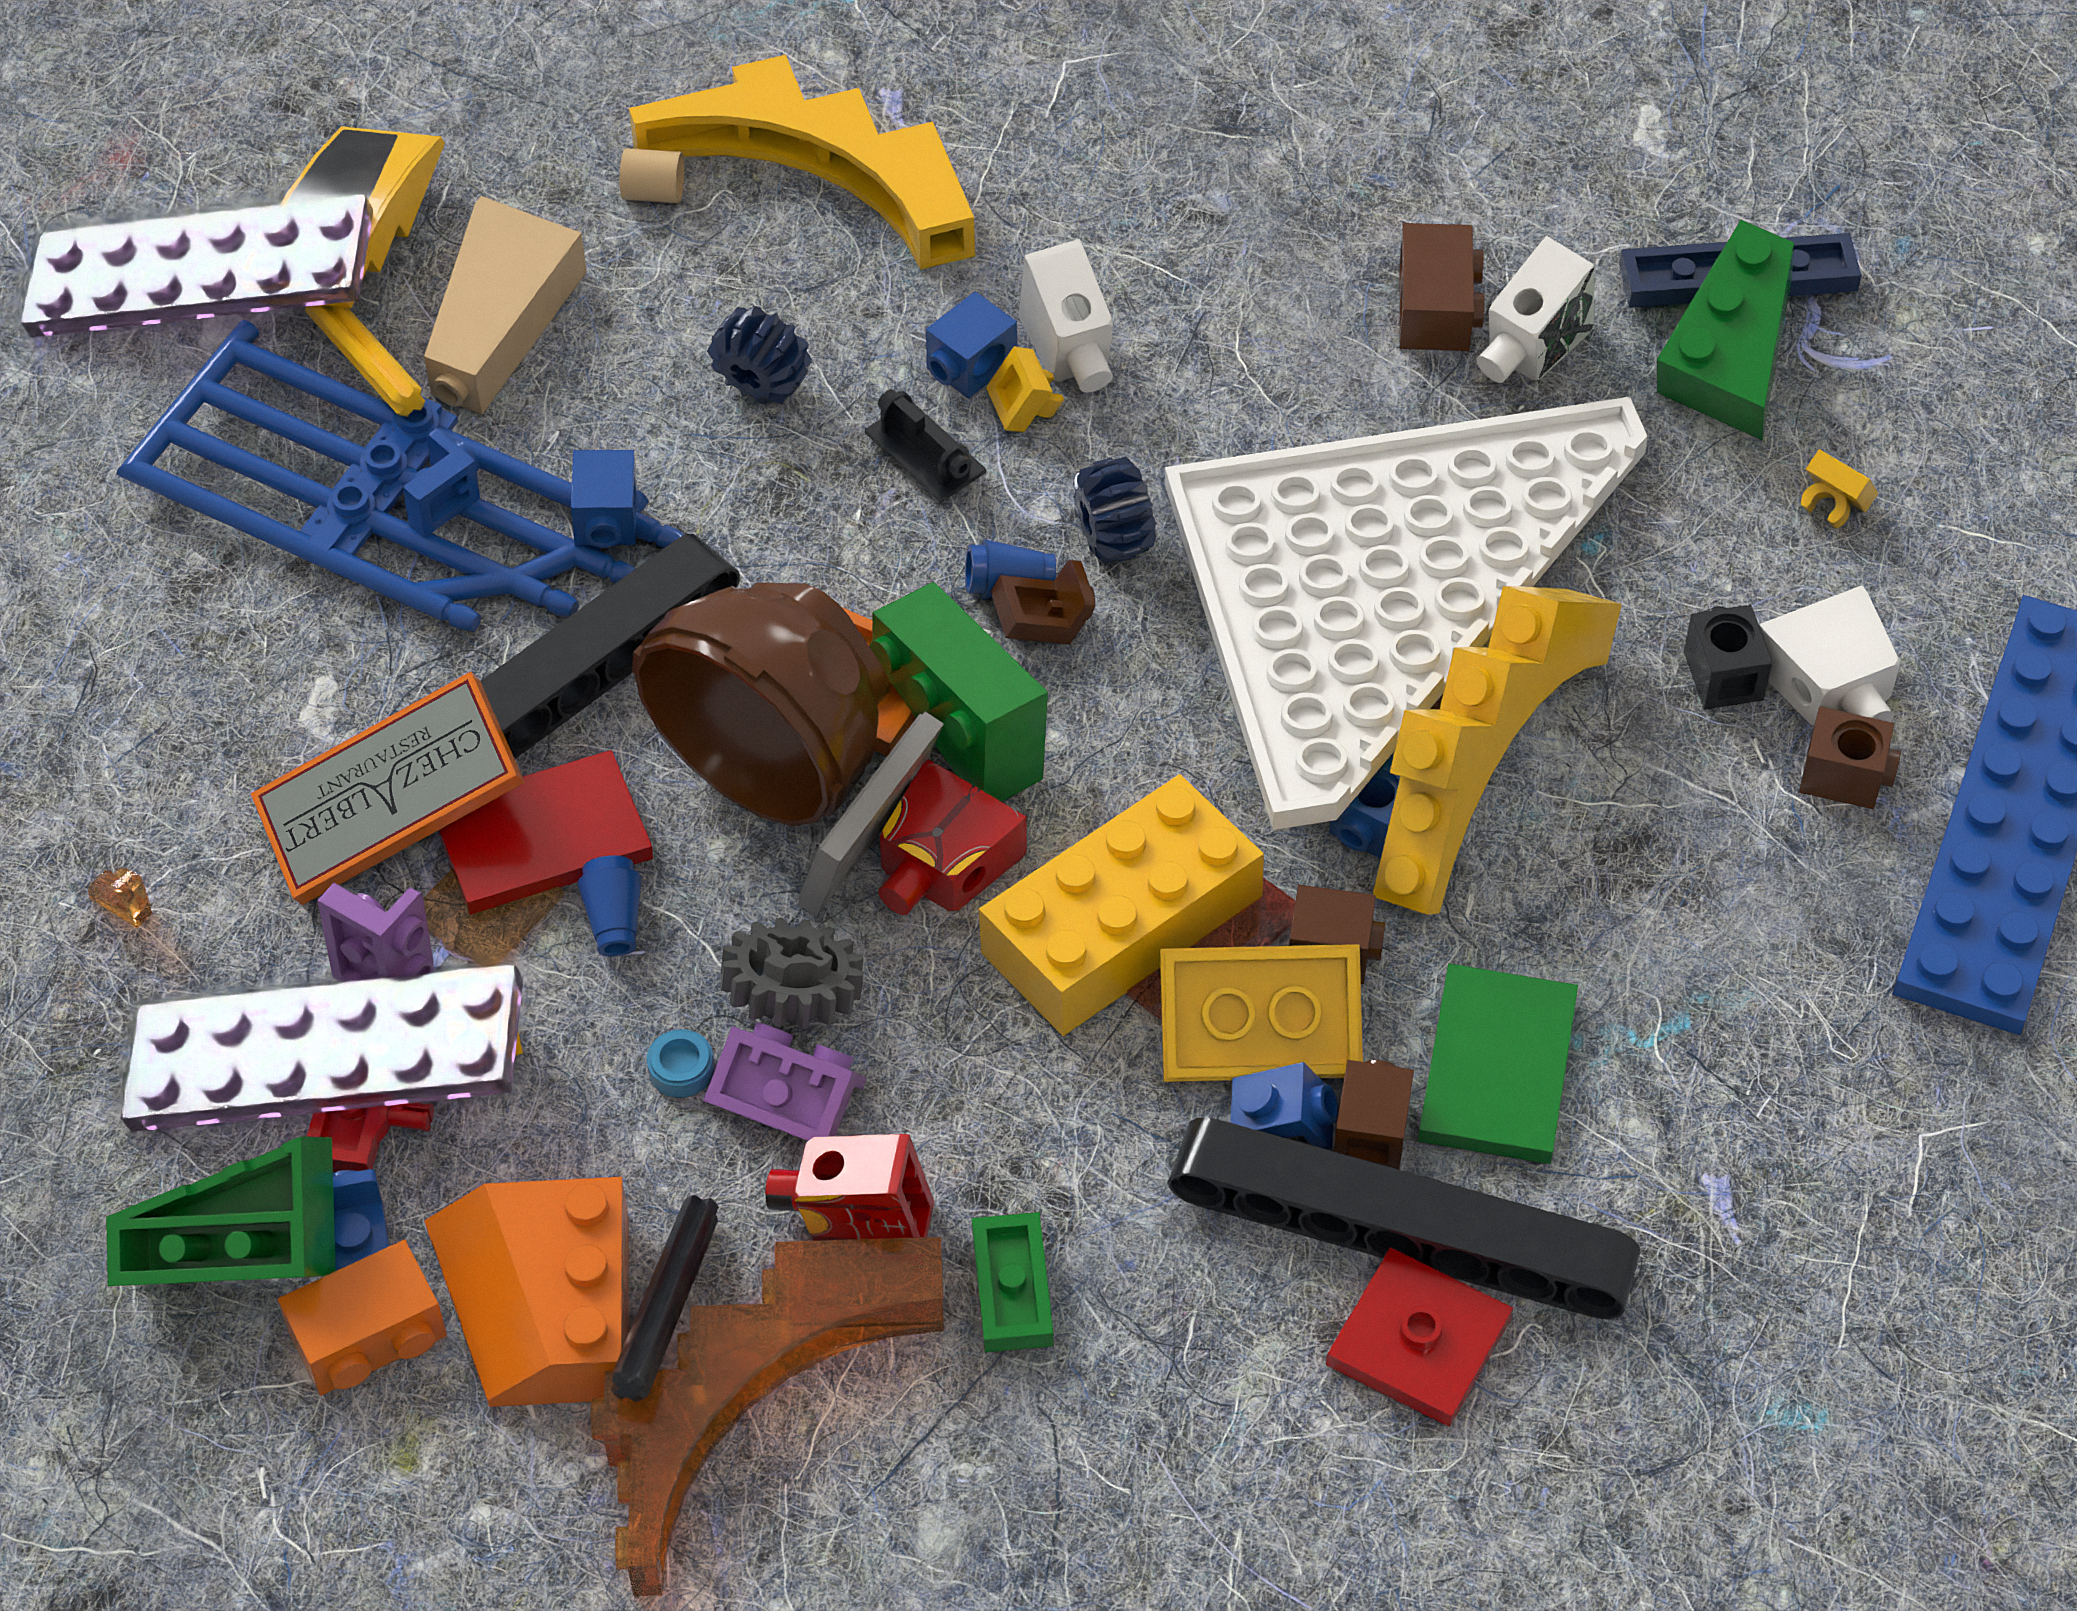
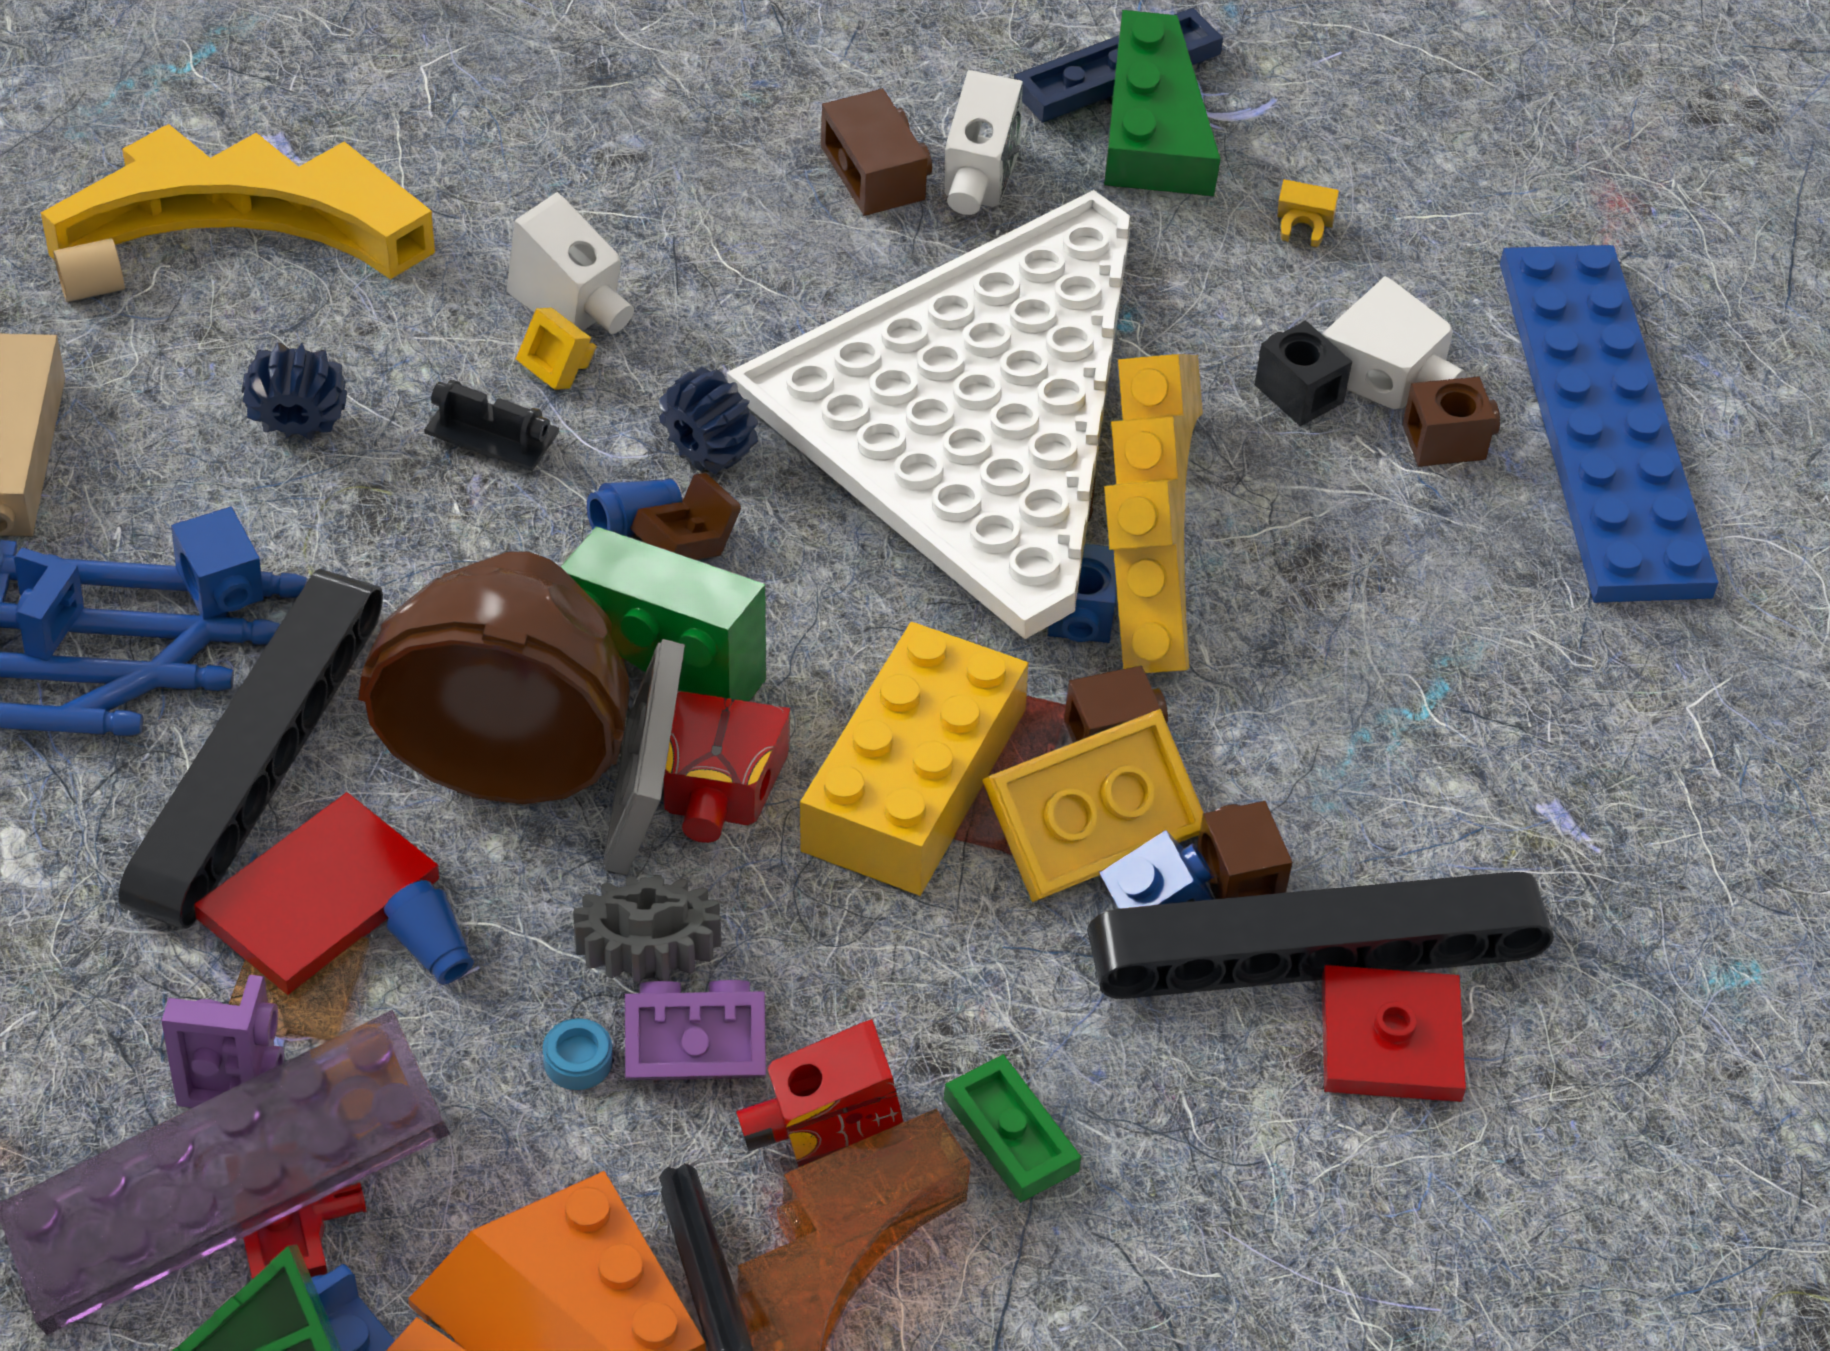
camera: 30 degrees left, 5 degrees down
(387, 788) = (150, 901): light grey tile -> none
(969, 344) = (485, 324): blue brick -> none
(1498, 1063) = (1317, 774): green tile -> none

